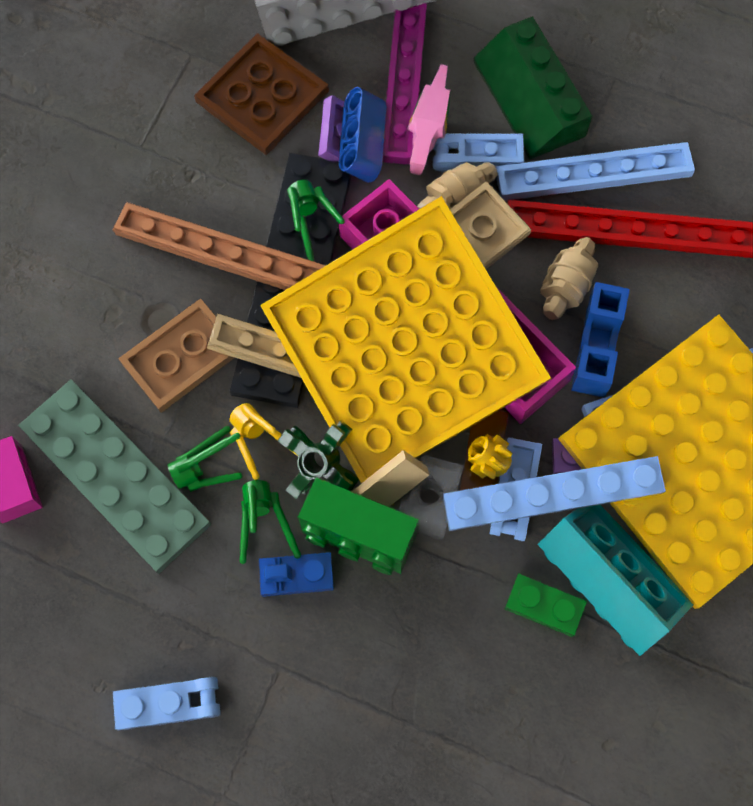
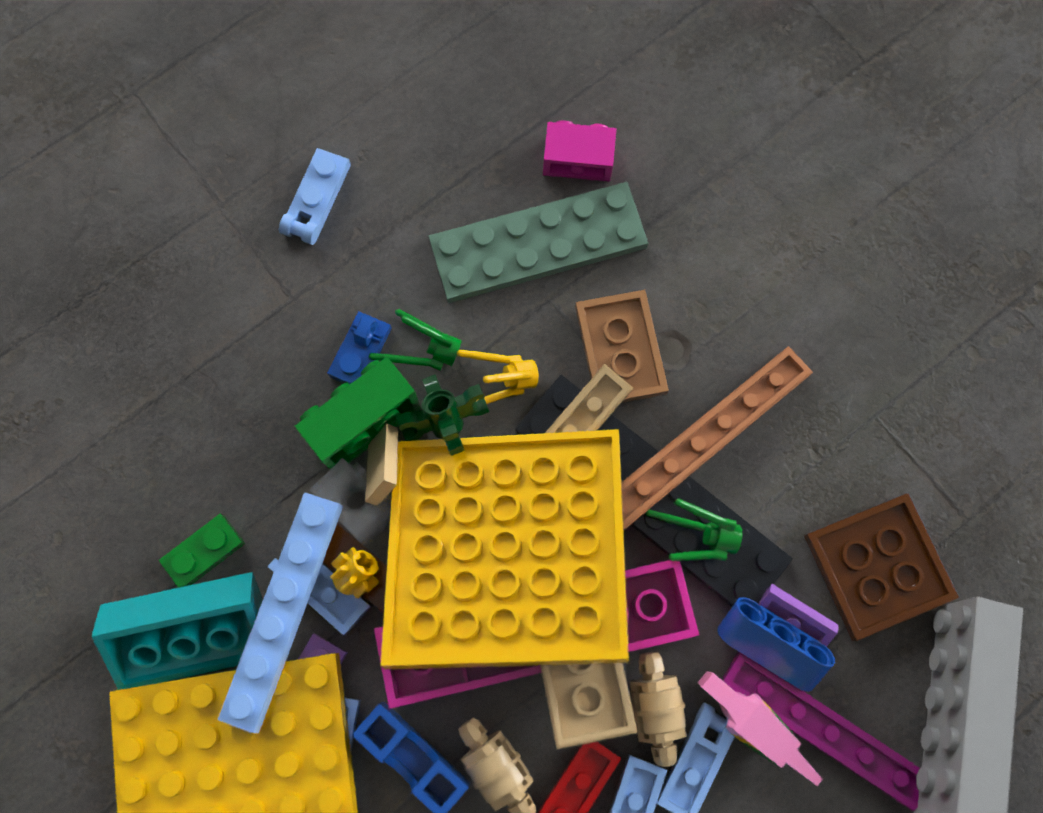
camera: 115 degrees right, 5 degrees up
(187, 468) = (505, 302): green plant -> none

